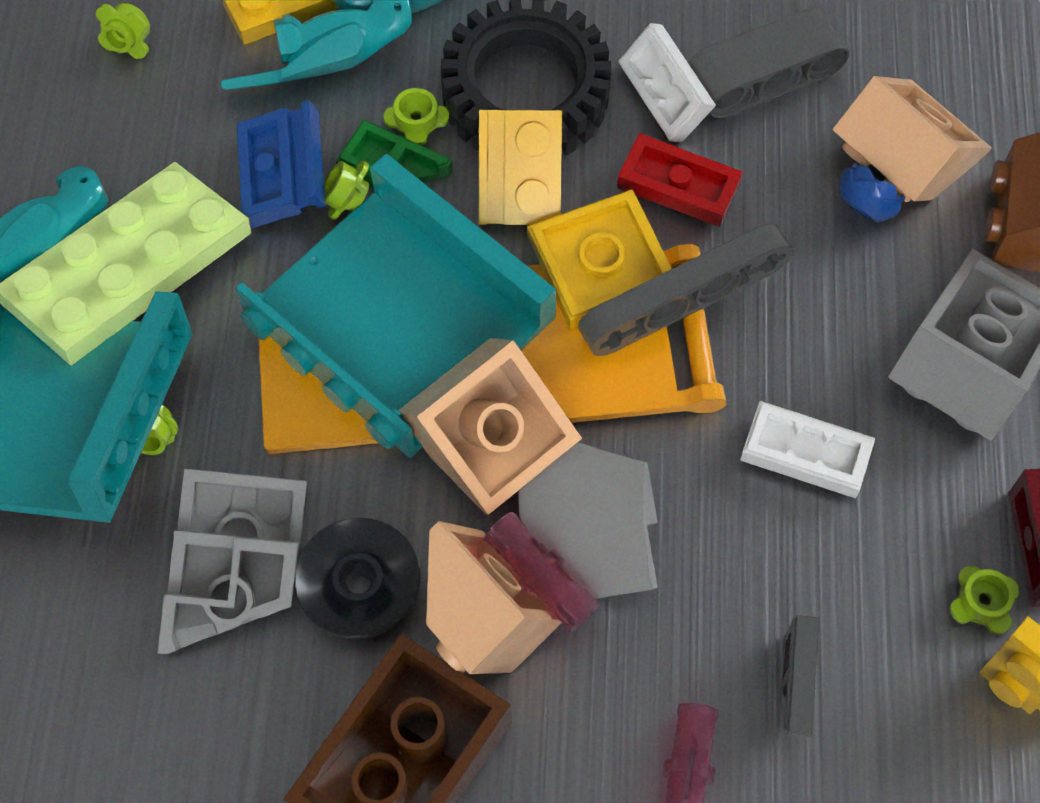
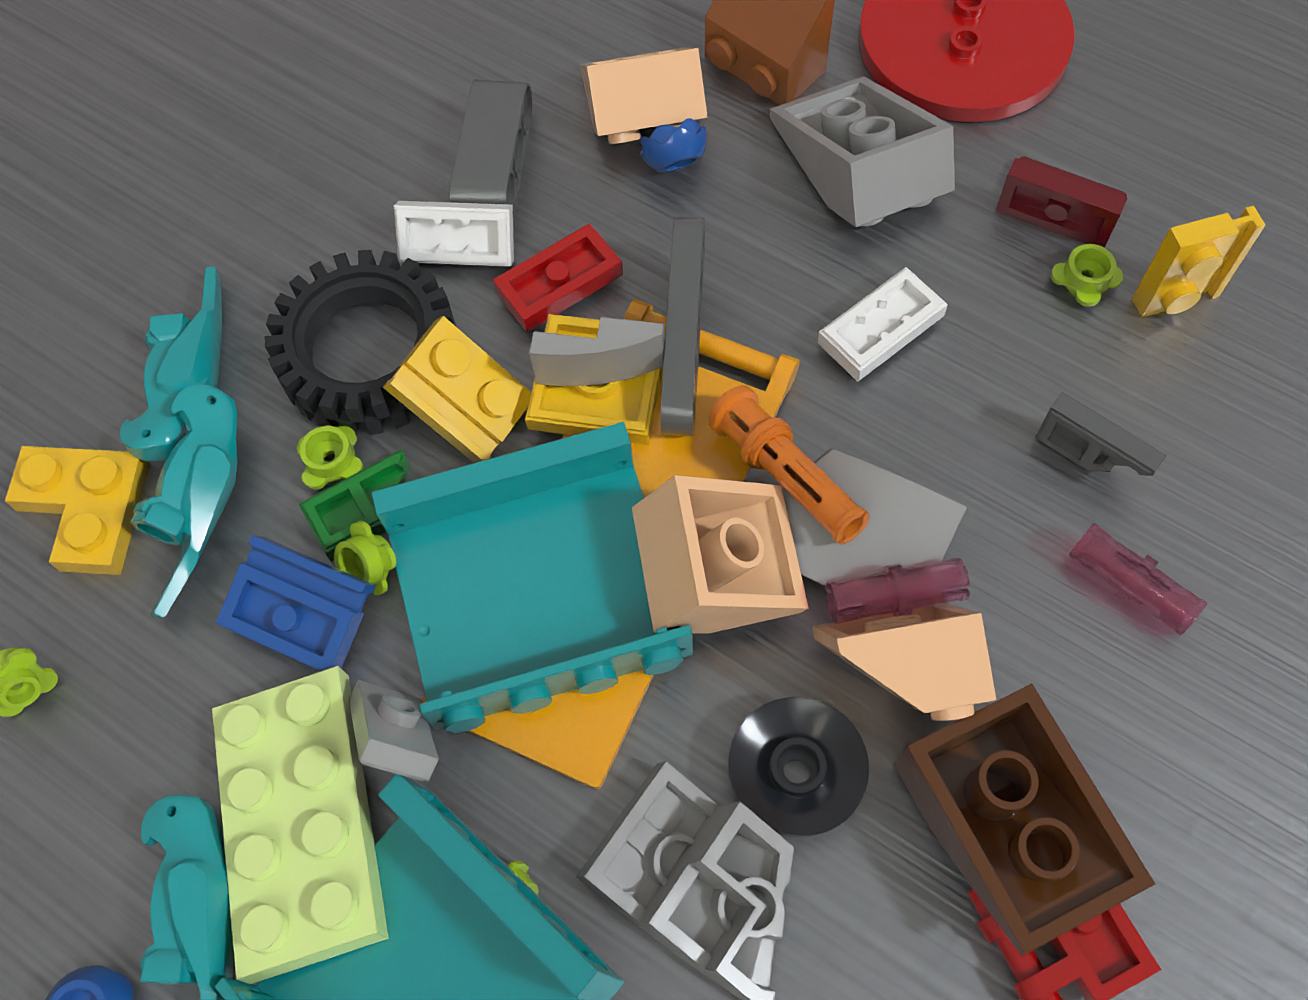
camera: 55 degrees left, 0 degrees up
(211, 274) = (392, 731): none -> light grey plate
(611, 246) = (618, 353): none -> light grey slope
(611, 411) = (770, 446): none -> orange pin

